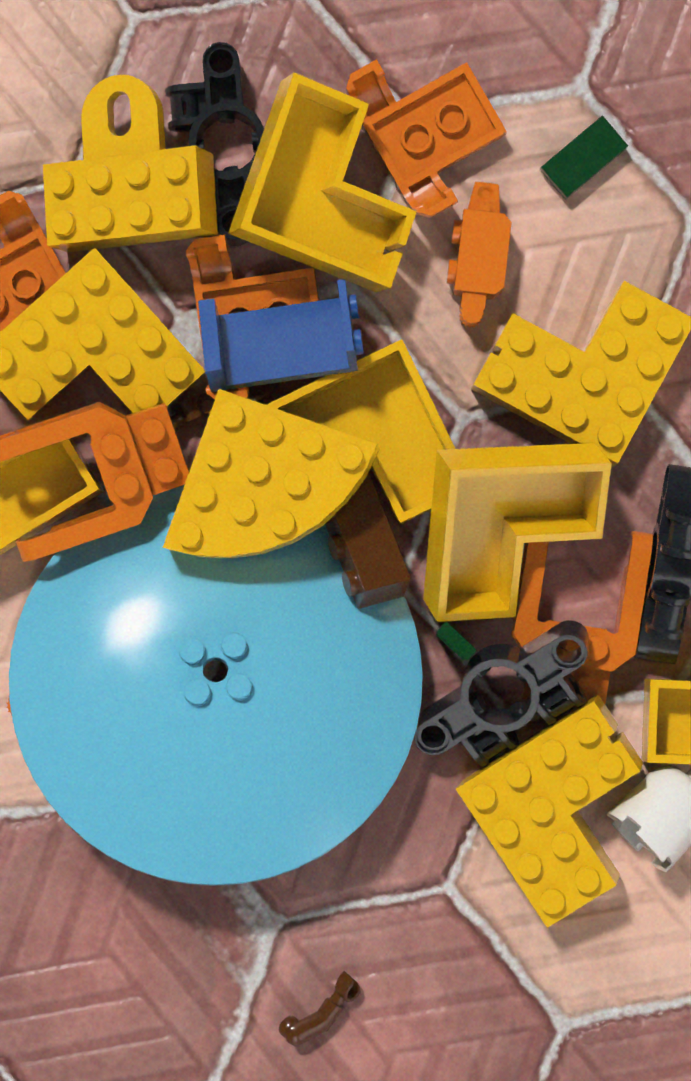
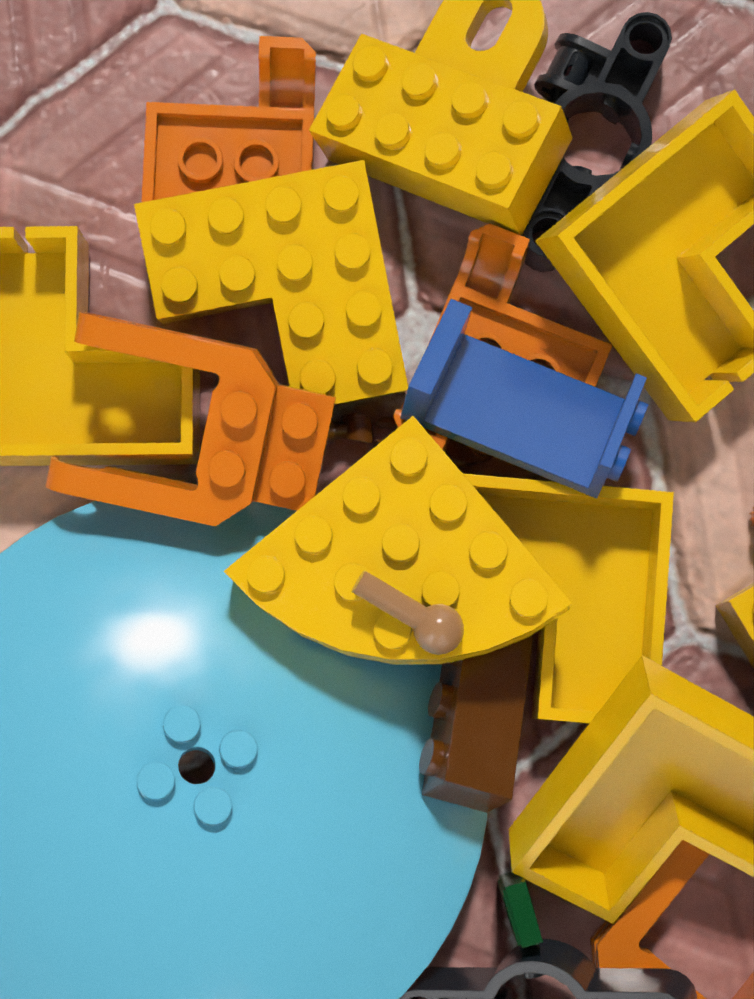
camera: 25 degrees right, 5 degrees down
(306, 506) = (435, 627): none -> medium nougat bar

